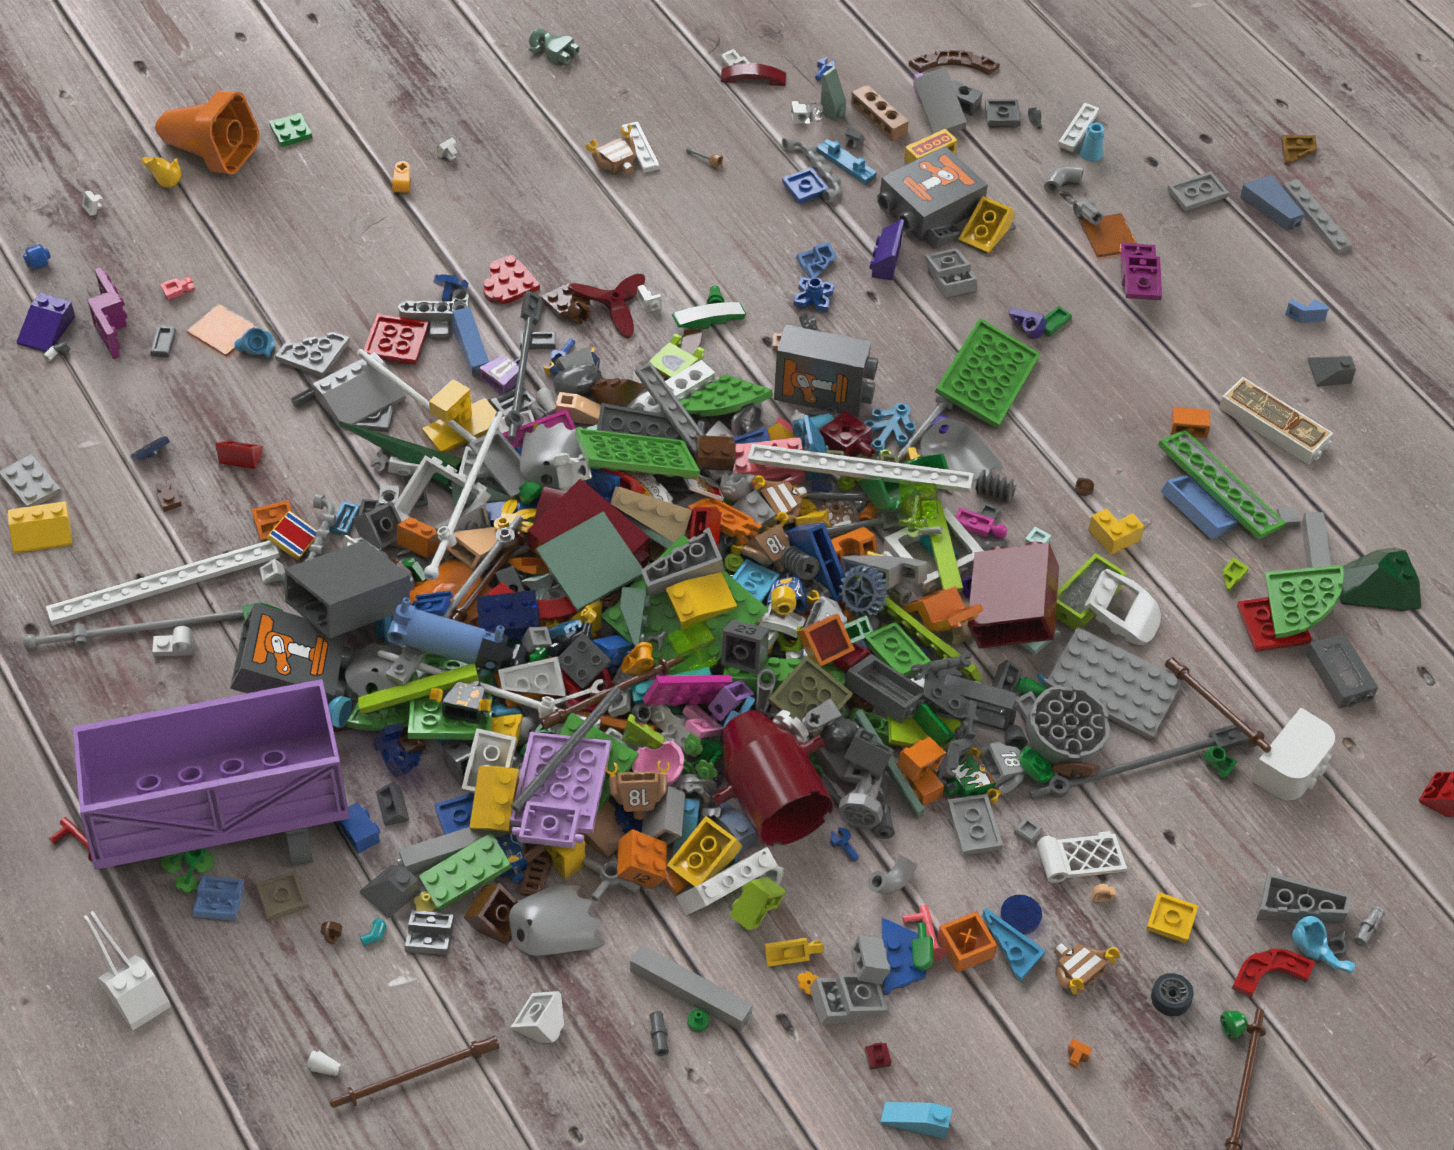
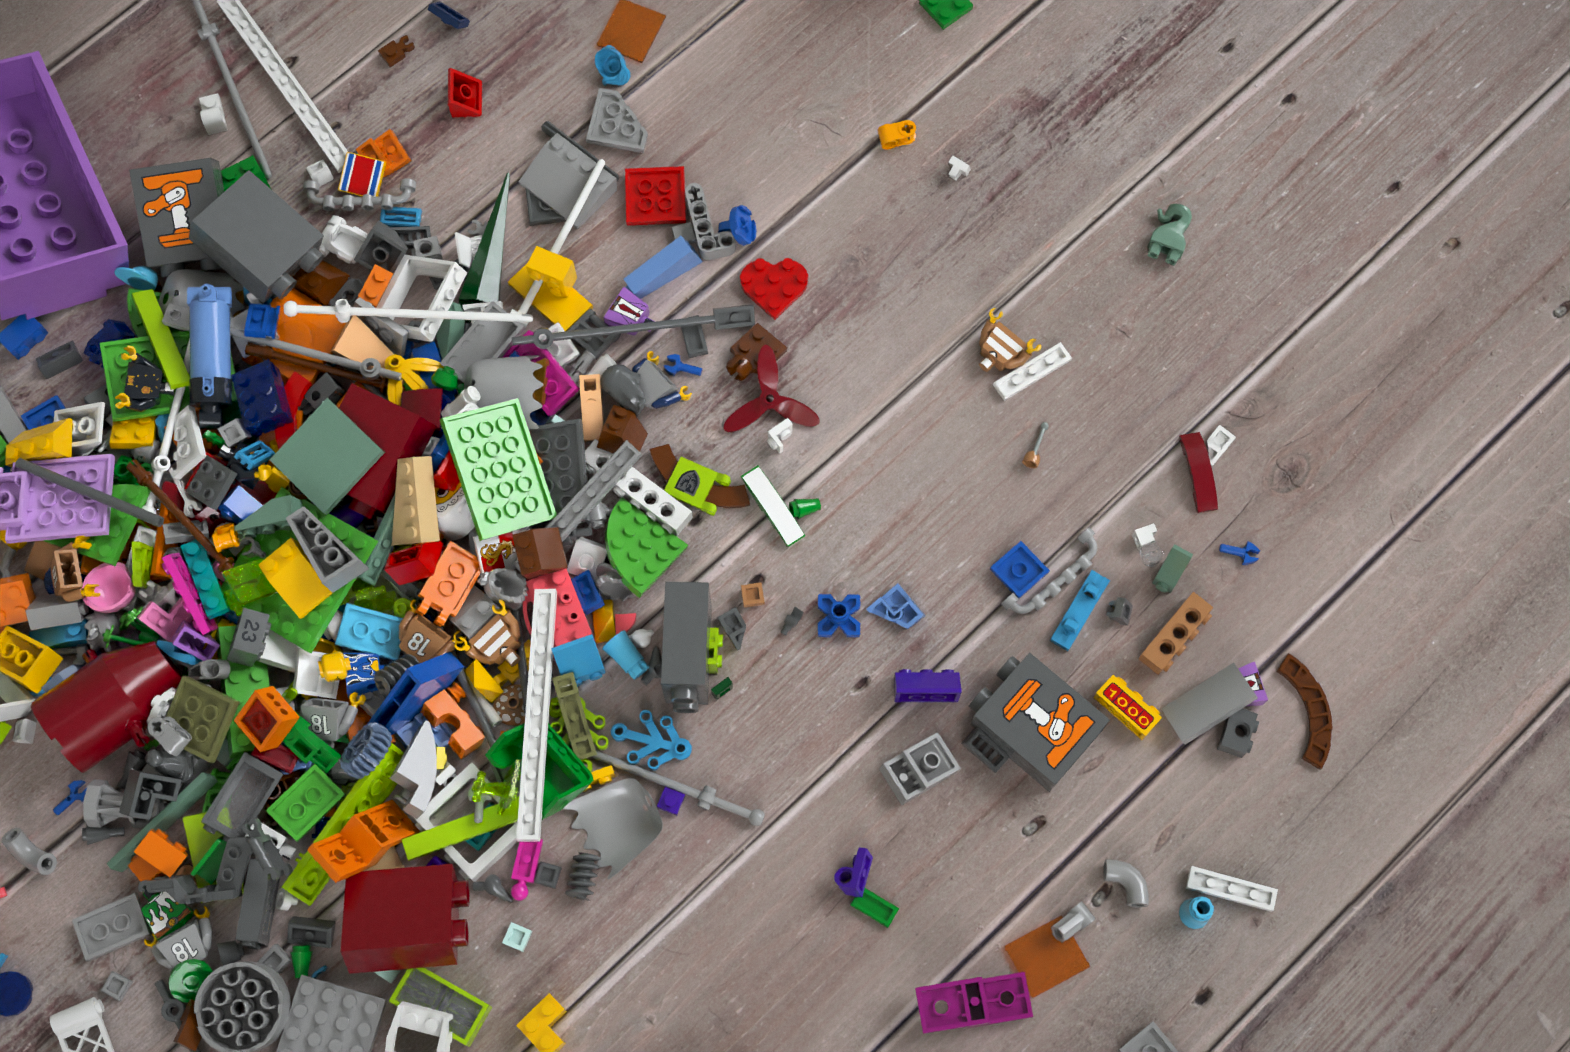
camera: 80 degrees right, 20 degrees up
(415, 568) = (329, 295): green slope -> none
(848, 435) = (615, 706): dark red brick -> none
(987, 224) = (1011, 799): yellow slope -> none
(987, 373) = (755, 838): bright green plate -> none
(1002, 112) = (1228, 786): dark grey plate -> none
(1035, 116) = (1233, 830): dark grey piece -> none
(1084, 486) = (612, 981): reddish brown tile -> none

